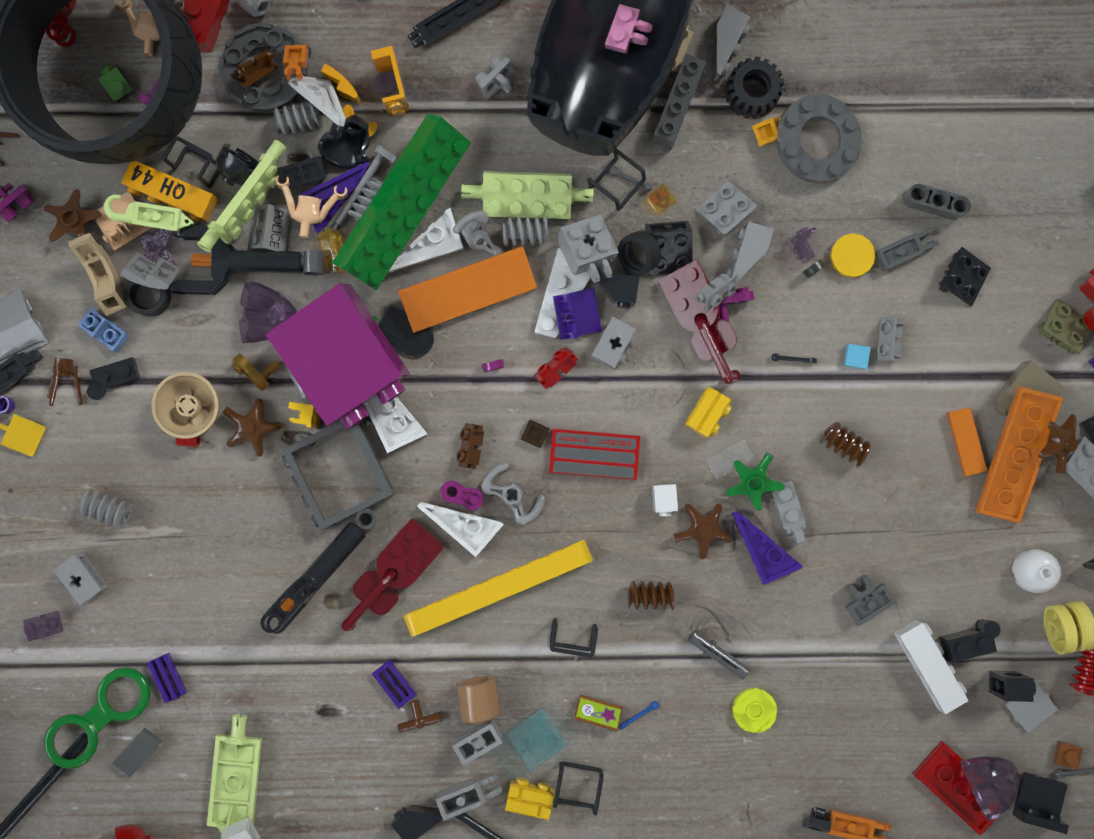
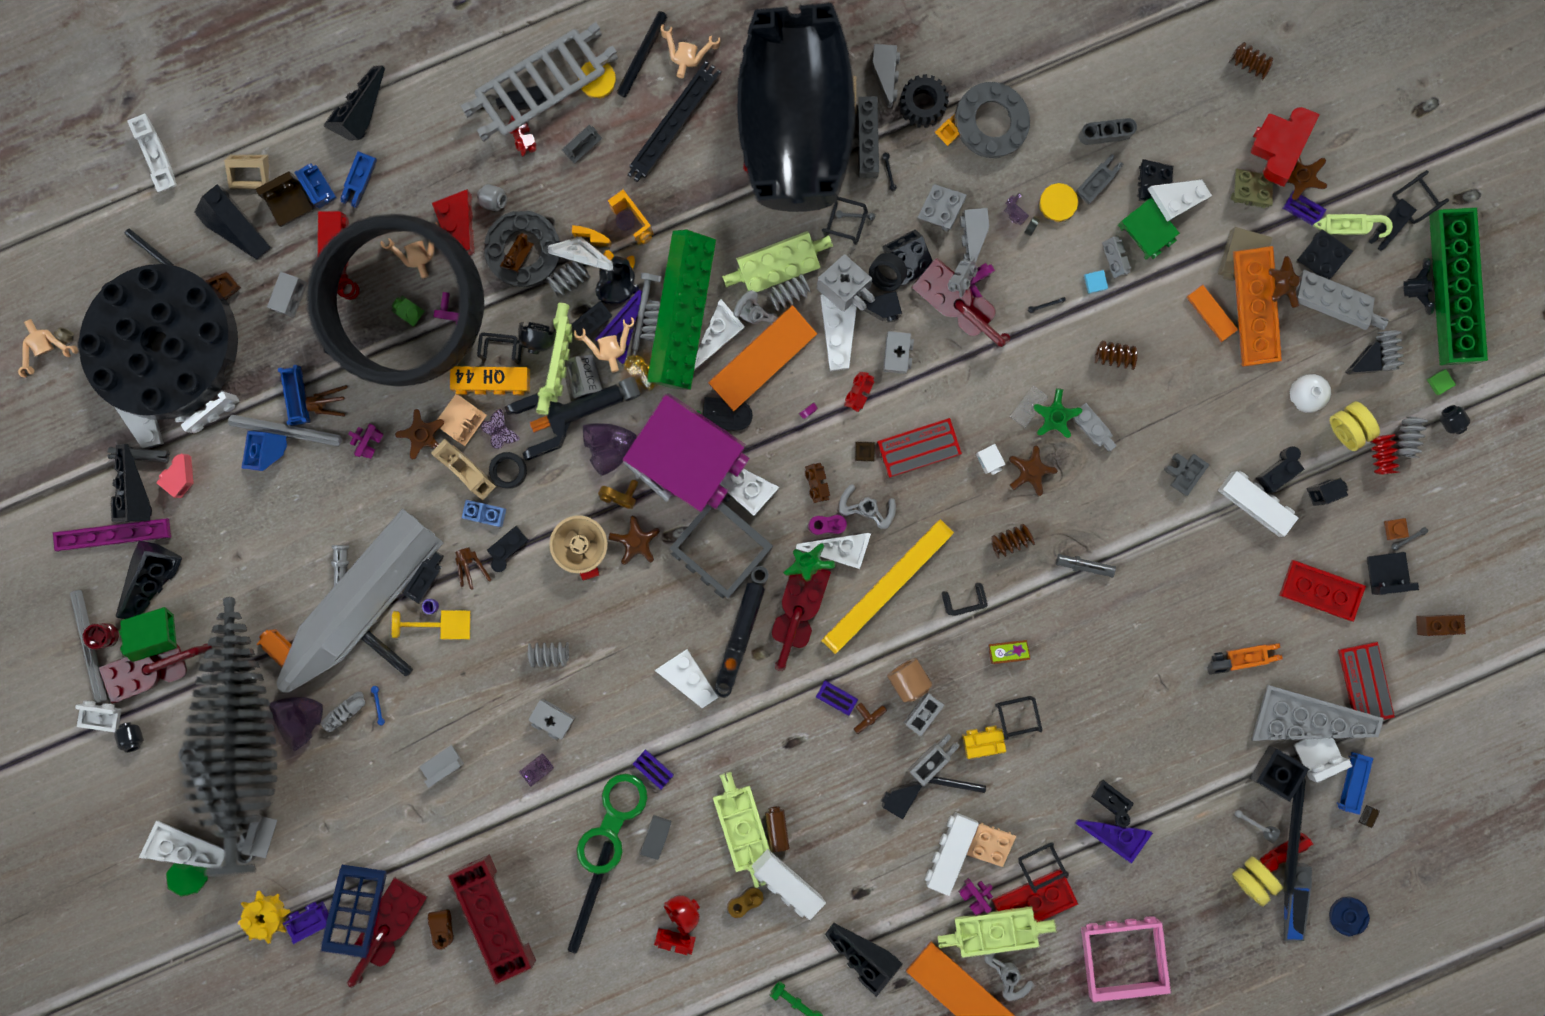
camera: 15 degrees left, 0 degrees up
(148, 215) = (483, 405): yellowish green plate -> none
(150, 274) = (504, 452): light grey slope -> none
(245, 595) = (688, 678): none -> white wing
(270, 799) = (777, 829): none -> reddish brown brick
(294, 59) = (548, 232): orange plate -> none
(307, 416) = (680, 511): yellow hinge -> none
(422, 528) = (809, 563): none -> green animal
(501, 72) = (714, 180): light grey hips -> none
(536, 739) = (969, 693): clear light blue hinge -> none
(577, 313) = (858, 341): dark purple hinge -> none
(623, 29) = (799, 97): bright pink hinge -> none
(653, 706) = (1051, 628): blue hinge -> none
(660, 199) = (886, 221): clear yellow tile -> none
(689, 131) = (885, 157): none -> black hinge
(708, 412) = (996, 376): yellow brick -> none
(754, 710) = (1132, 598): neon yellow tile -> none
(768, 558) = (1091, 471): dark purple wing -> none
(938, 324) = (1149, 229): none -> green panel
(983, 303) = (1179, 197): none -> white wing
(992, 783) = (1344, 574): clear purple brick -> none
(1033, 713) = (1353, 506): light grey piece -> none

